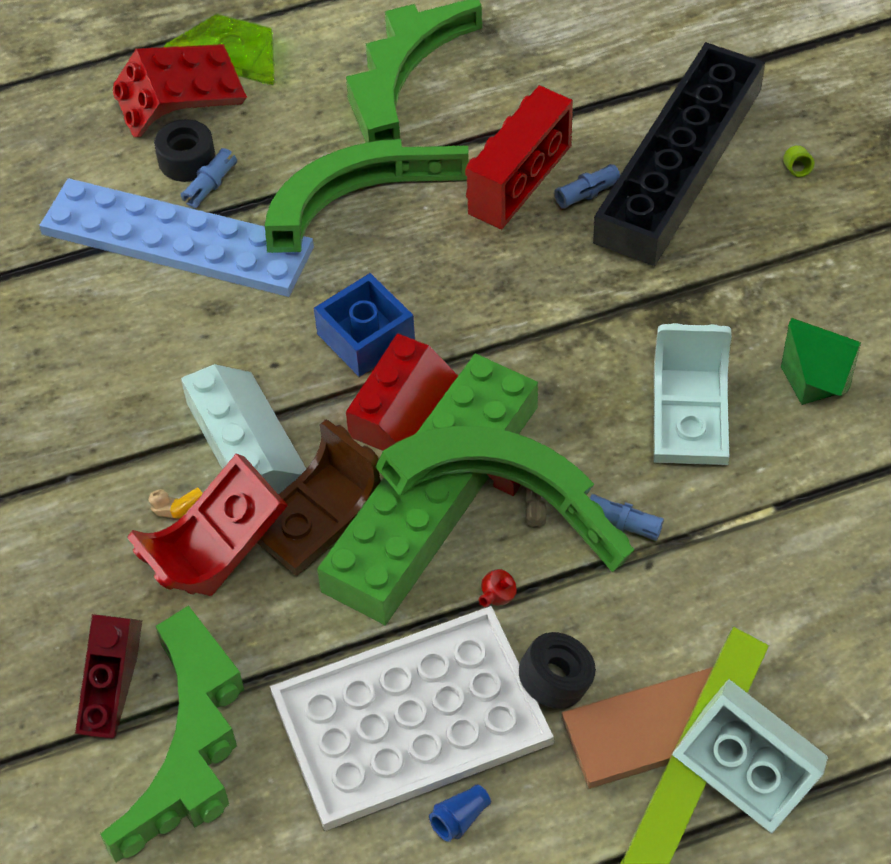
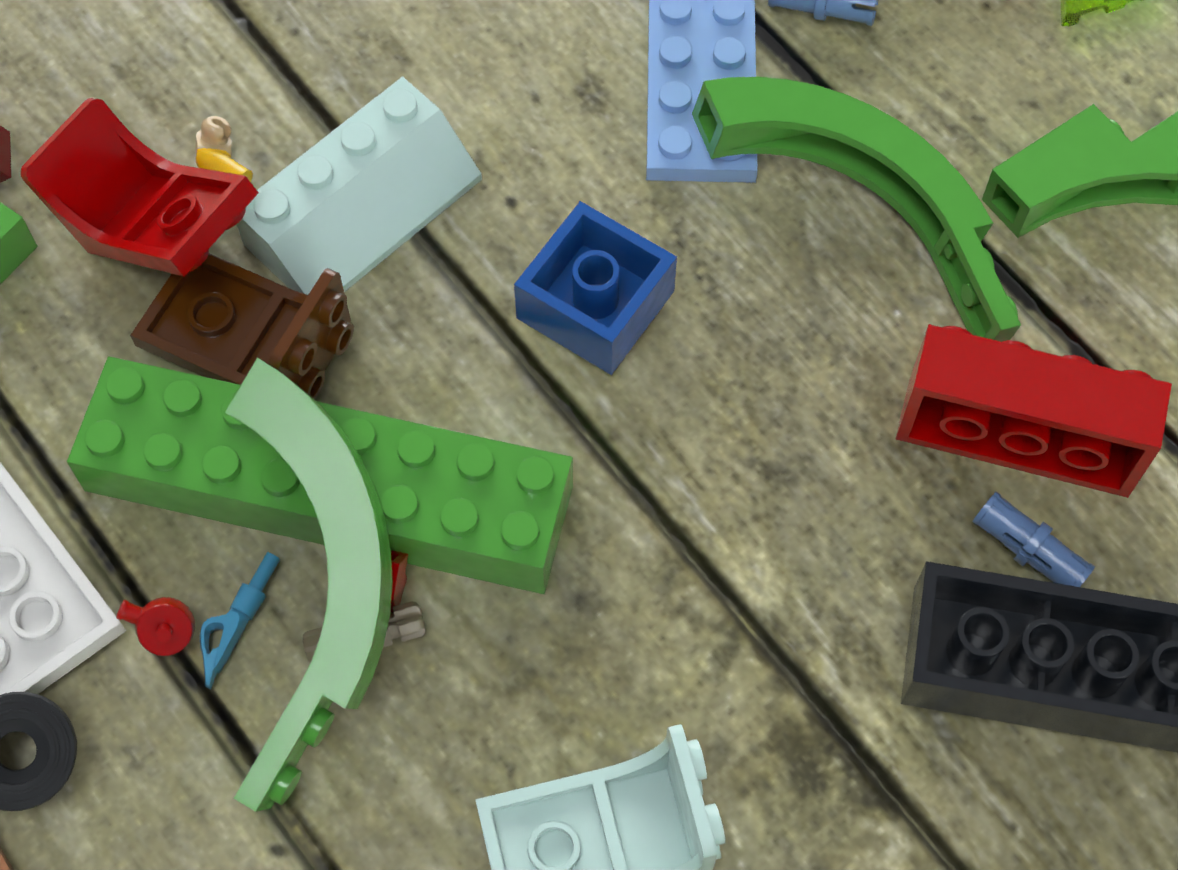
camera: 70 degrees right, 10 degrees up
(399, 393) = (483, 377): red slope -> none
(505, 556) = (235, 621): none -> dark azure hand
(630, 519) = (345, 784): medium blue pin -> none

